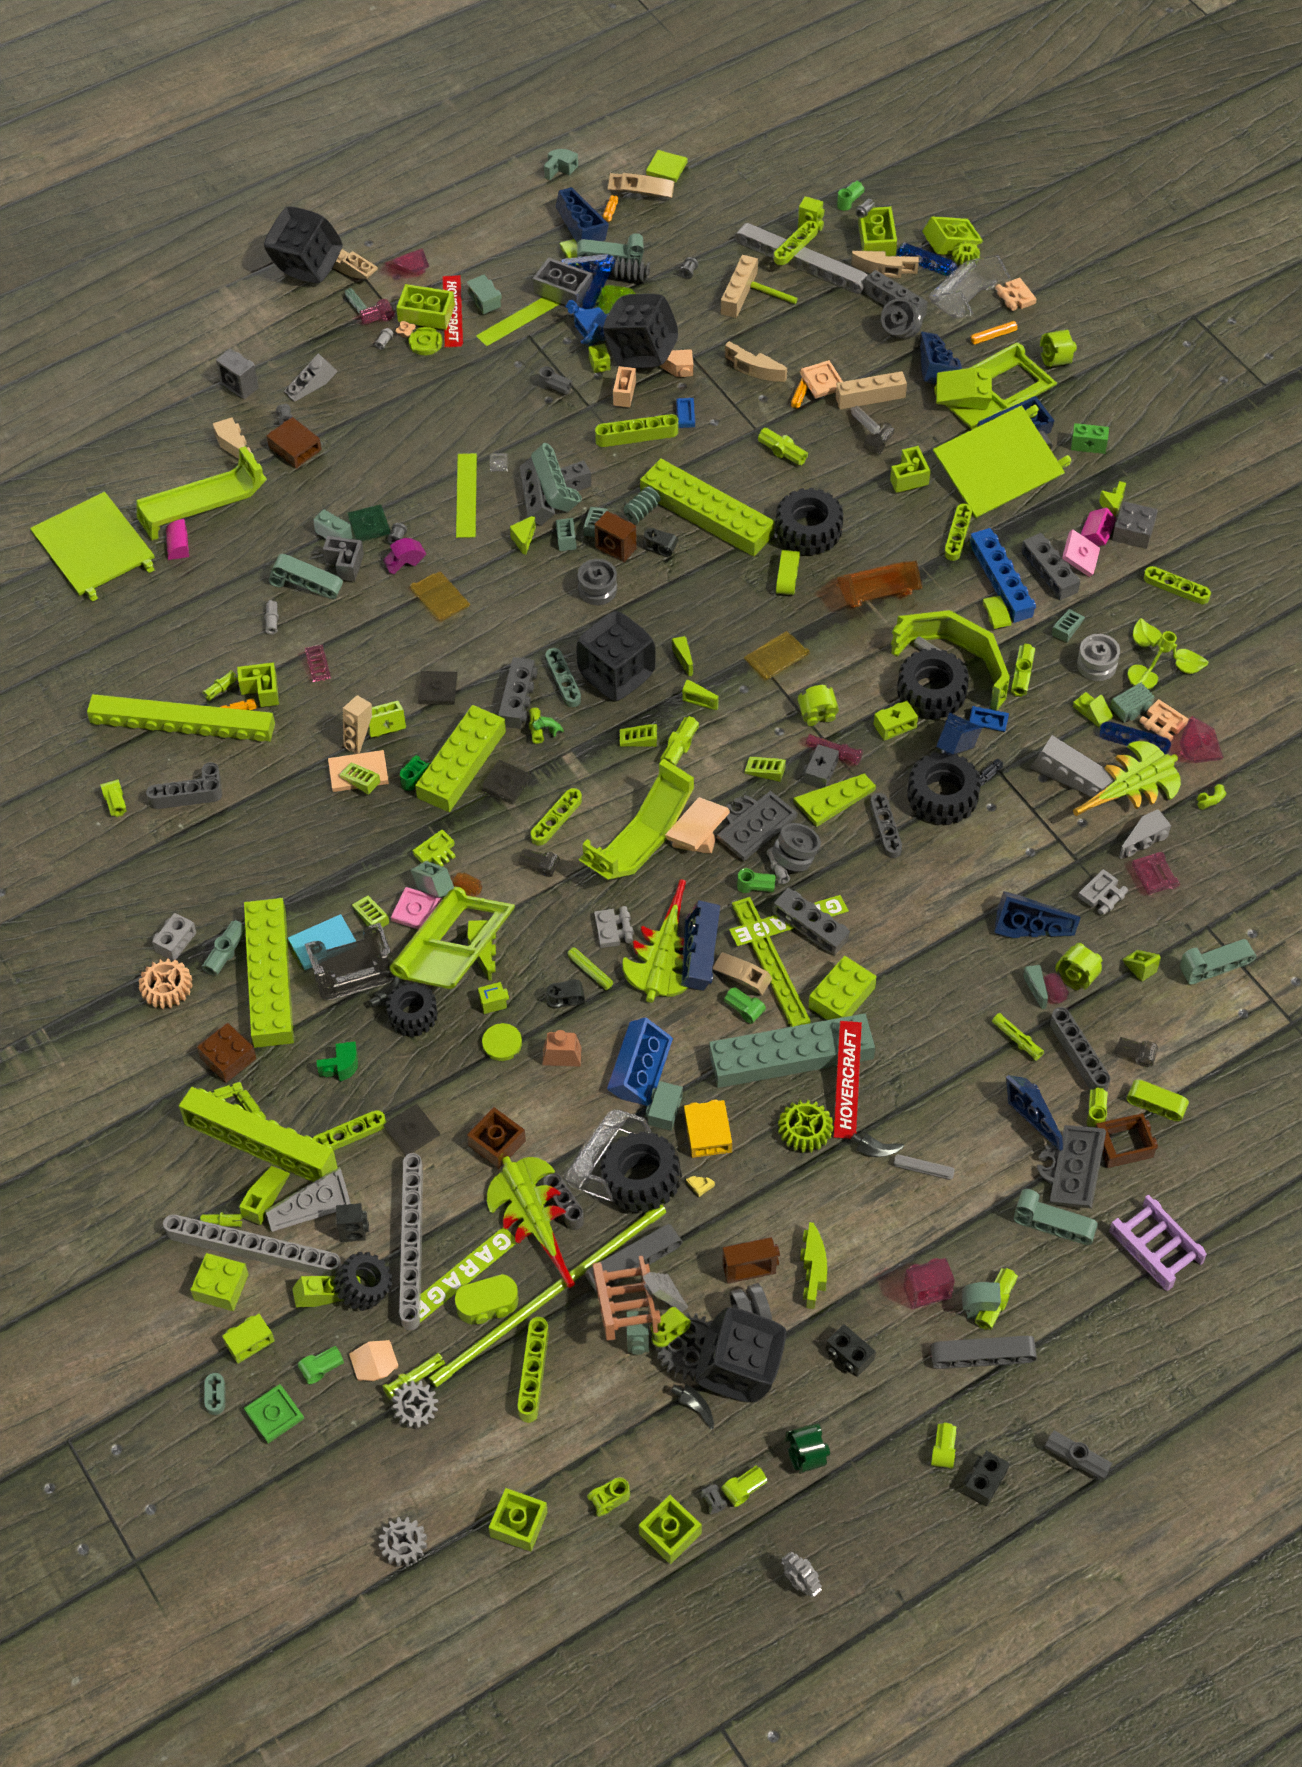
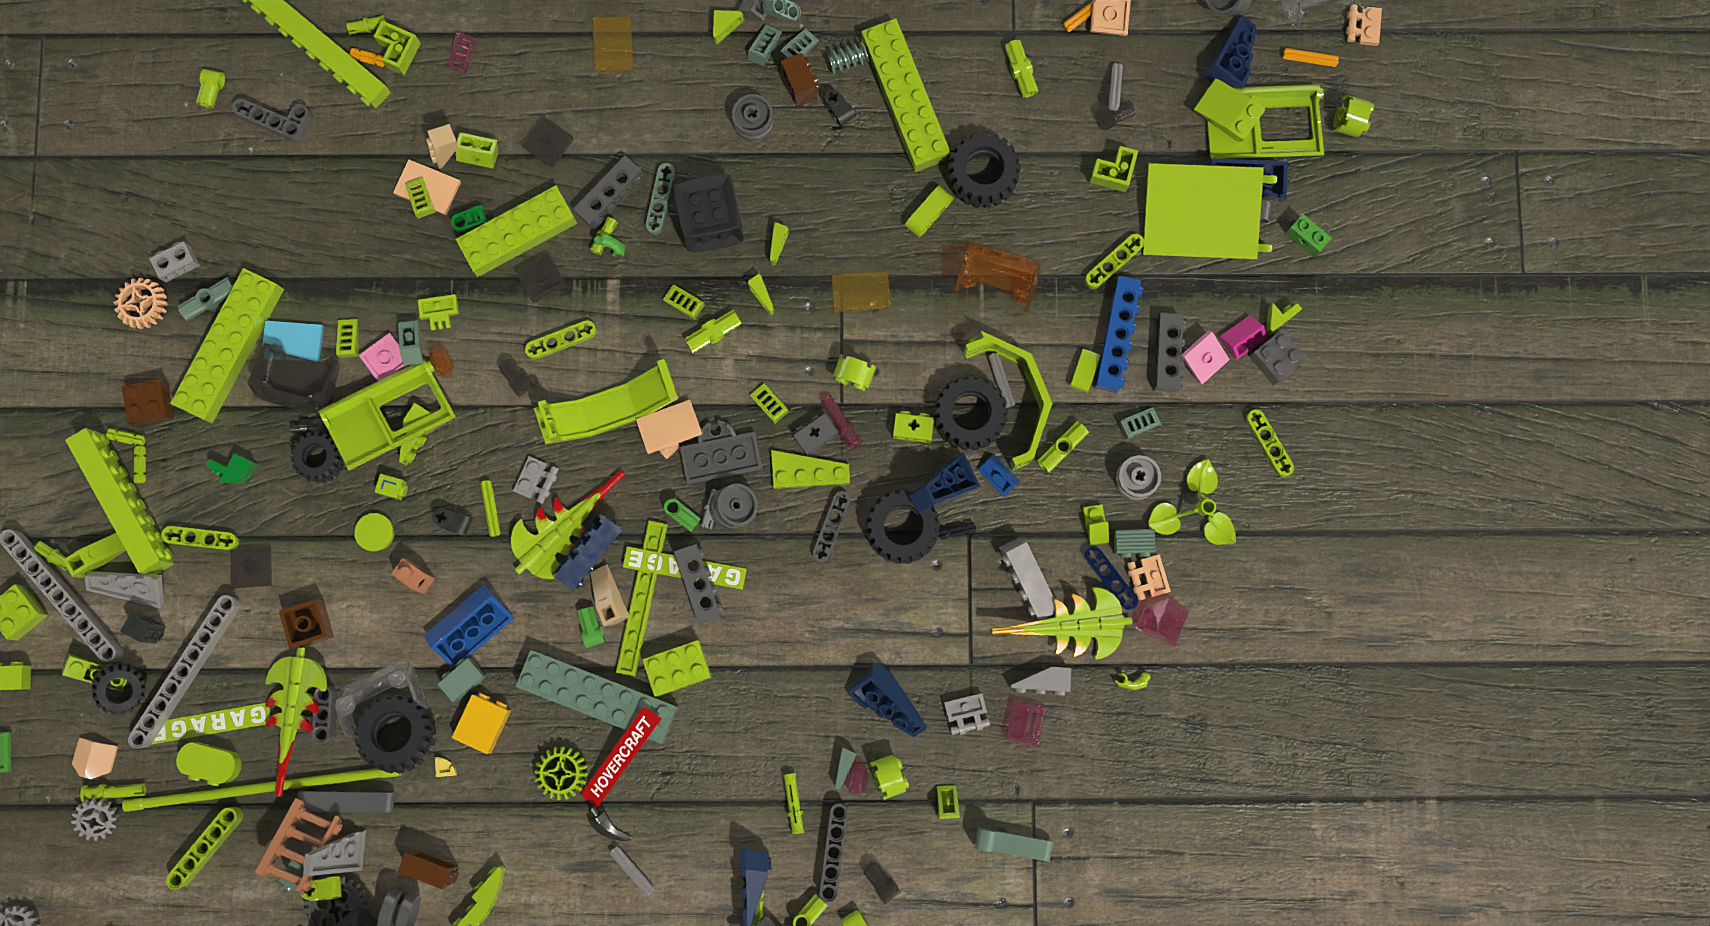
camera: 30 degrees right, 25 degrees up
(315, 1367) = (50, 735): bright green piece -> none
(871, 390) = (1145, 55): tan brick -> none

